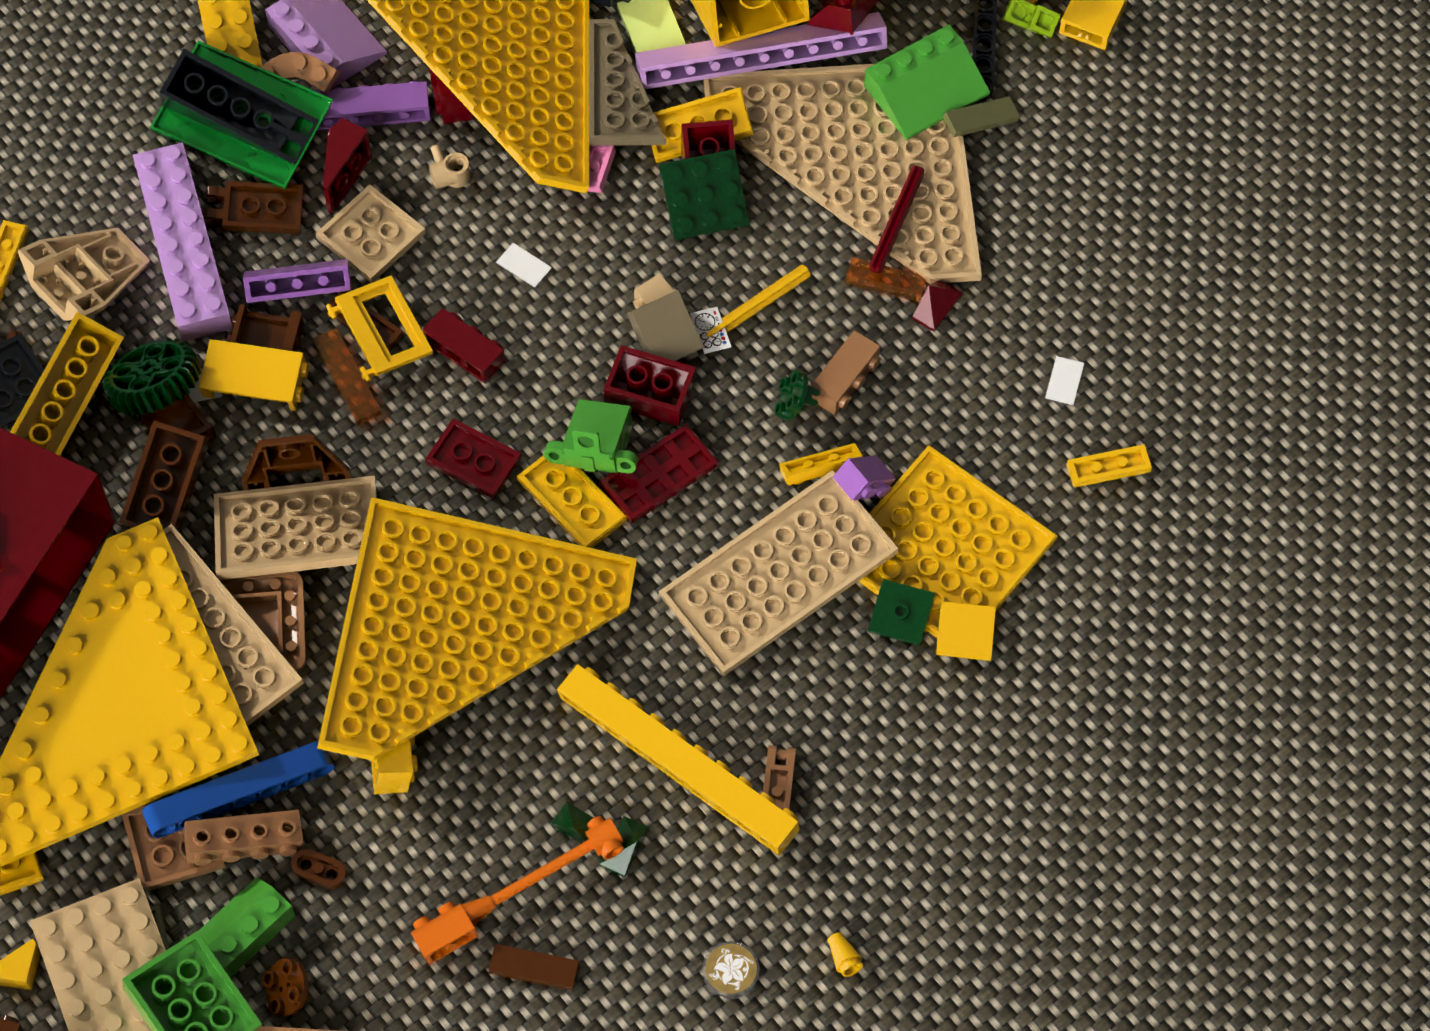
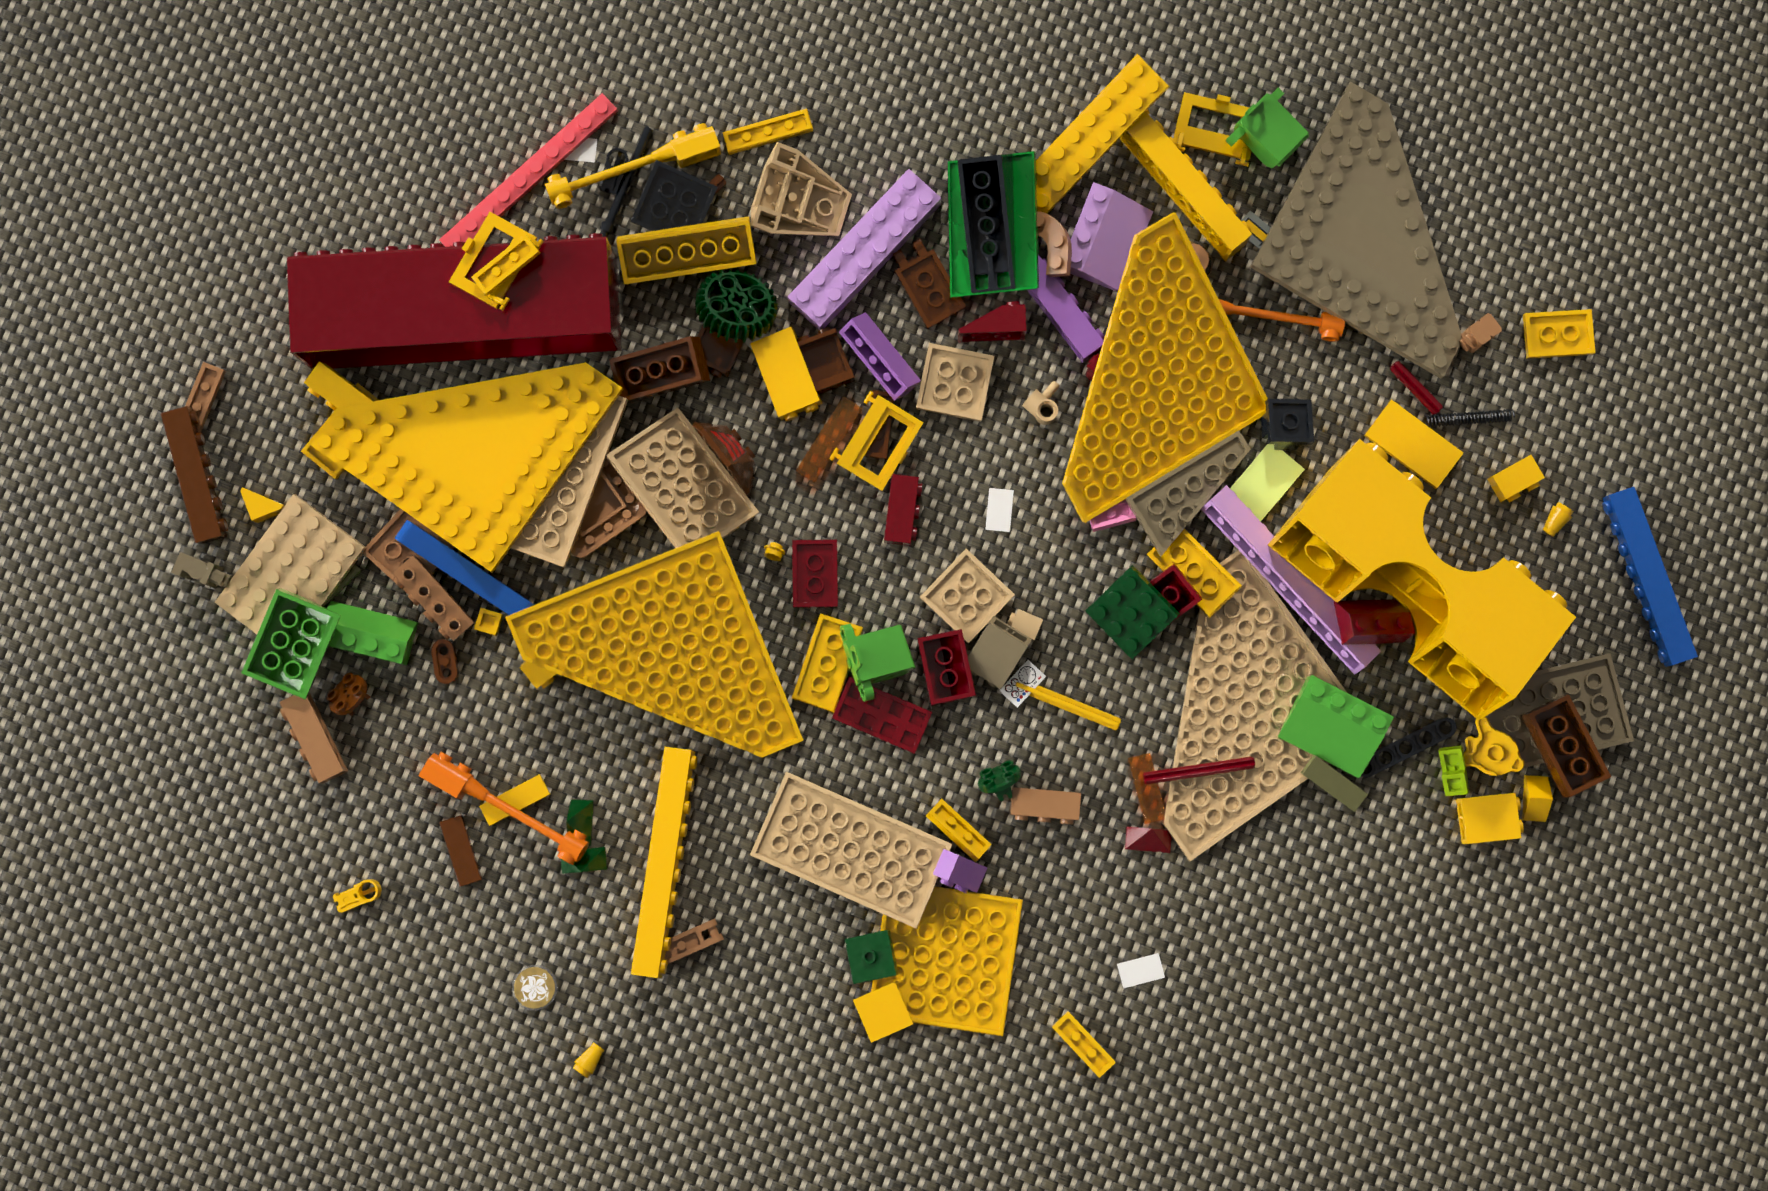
camera: 65 degrees right, 20 degrees up
(306, 800) = (488, 621): none -> yellow plate
(425, 485) = (774, 551): none -> yellow plate
(515, 865) = (518, 797): none -> yellow tile
(588, 332) = (967, 595): none -> tan plate

